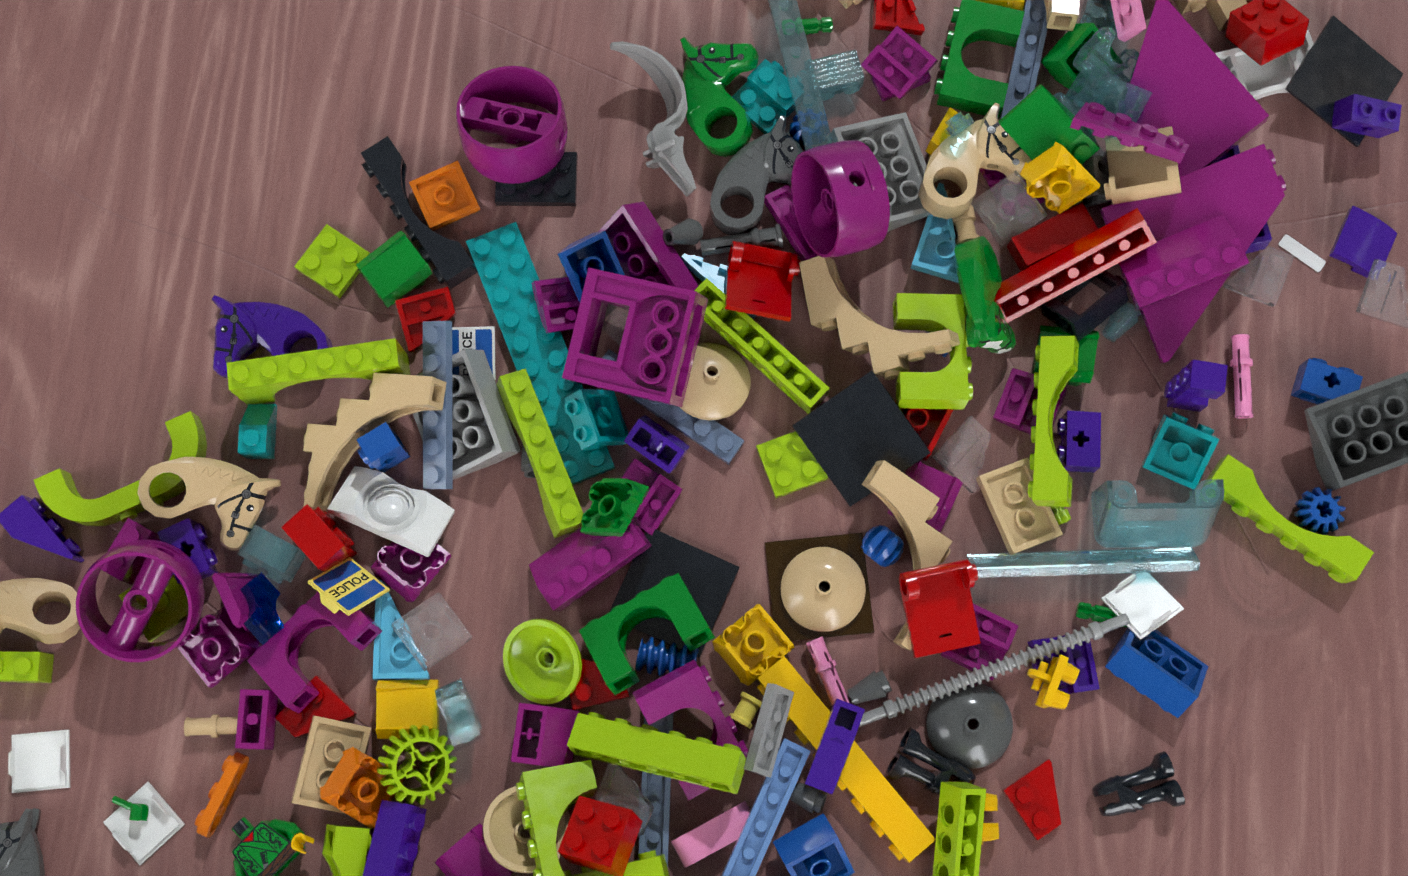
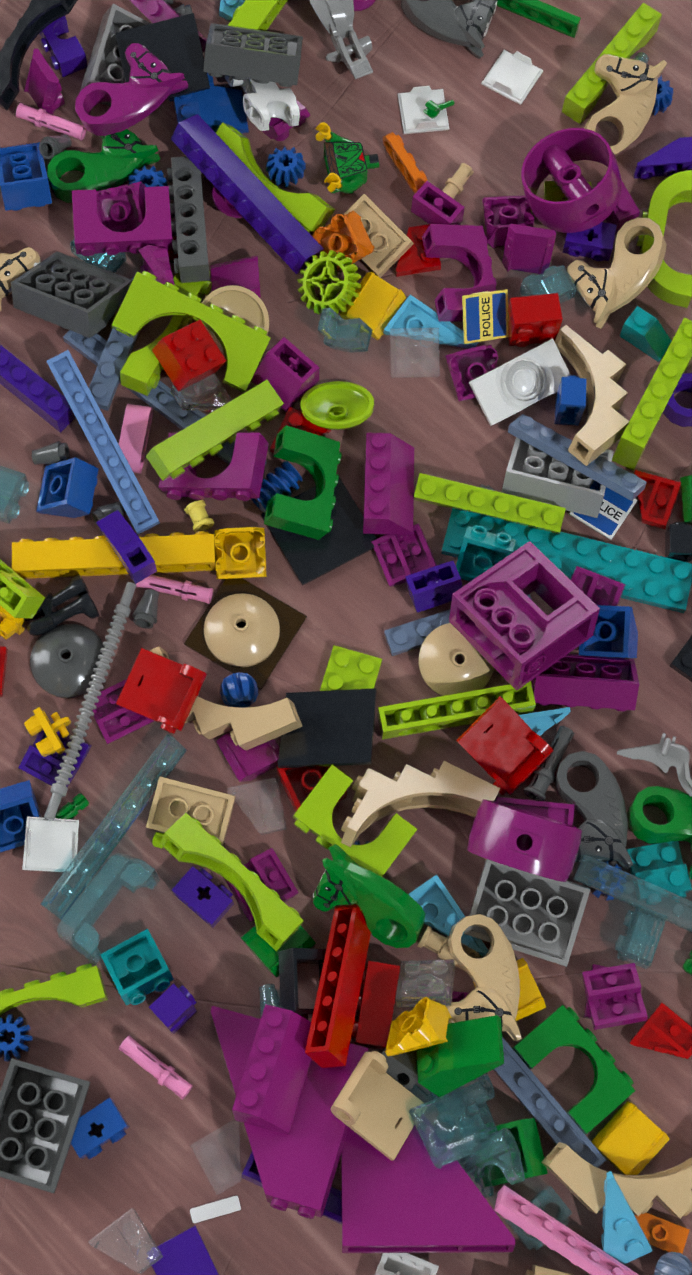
camera: 120 degrees right, 5 degrees down
(263, 616) = (518, 258): clear blue tile -> none
(612, 506) = (408, 517): green slope -> none
(684, 233) = (587, 721): dark grey cone -> none
(769, 730) = (171, 510): light grey plate -> none
(957, 124) = (522, 989): clear light blue plate -> none
(1128, 132) = (427, 1099): magenta wing -> none

